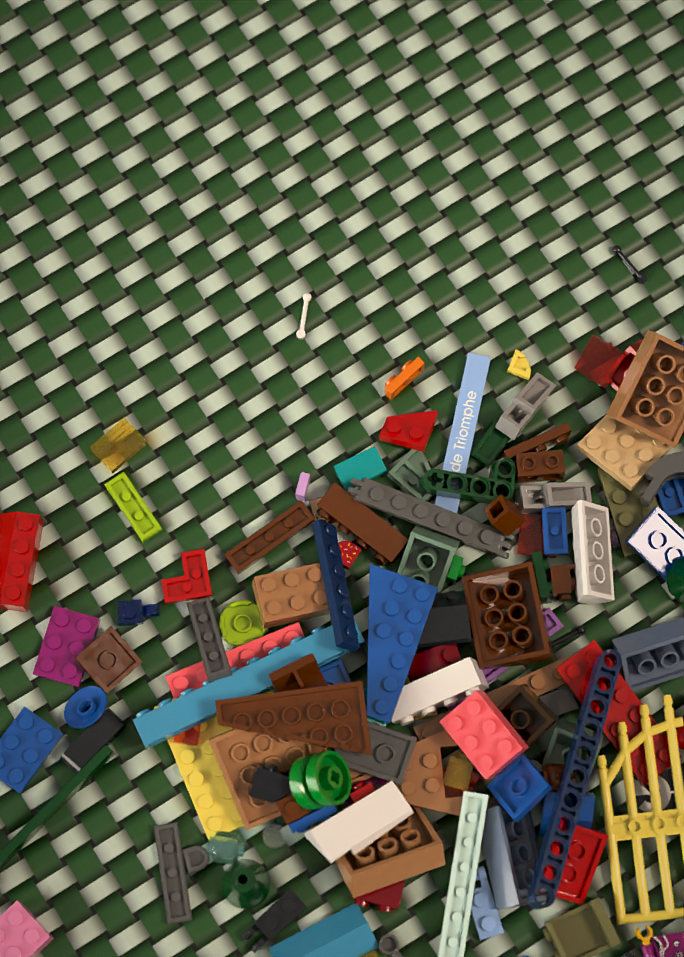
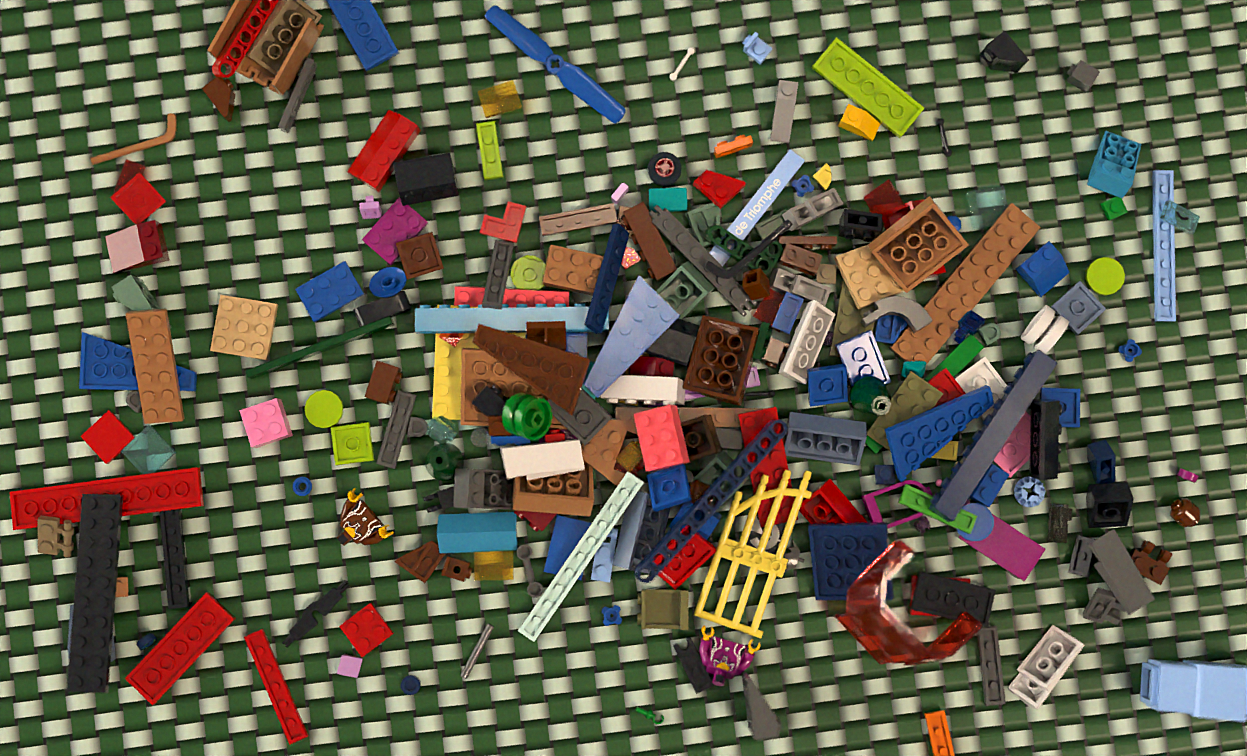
camera: 25 degrees right, 10 degrees up
(27, 633) = (370, 208): none -> lavender tile
(77, 570) = (426, 179): none -> black slope
(77, 889) = (324, 409): none -> lime tile
(128, 914) = (352, 443): none -> lime tile
(132, 612) = (454, 228): clear blue plate -> none
(133, 825) = (383, 383): none -> reddish brown brick
(184, 383) = (570, 75): none -> blue piece
(307, 892) = (483, 489): none -> dark grey slope
(338, 429) = (665, 162): none -> black wheel
(377, 262) = (756, 48): none -> light blue bracket
(428, 905) = (564, 539): none -> blue tile
(441, 314) = (784, 111): none -> light grey slope
(456, 570) = (702, 308): green plate -> none
(469, 517) = (727, 274): none -> black piece
(508, 384) = (805, 181): none -> blue plate
(520, 249) = (868, 87): none -> lime plate
(529, 290) = (859, 122): none -> yellow slope
(576, 469) = (826, 274): none -> dark tan plate
(586, 398) = (860, 225): none -> black brick
(638, 590) = (827, 385): none -> blue plate
(649, 148) = (1003, 55): none -> black slope

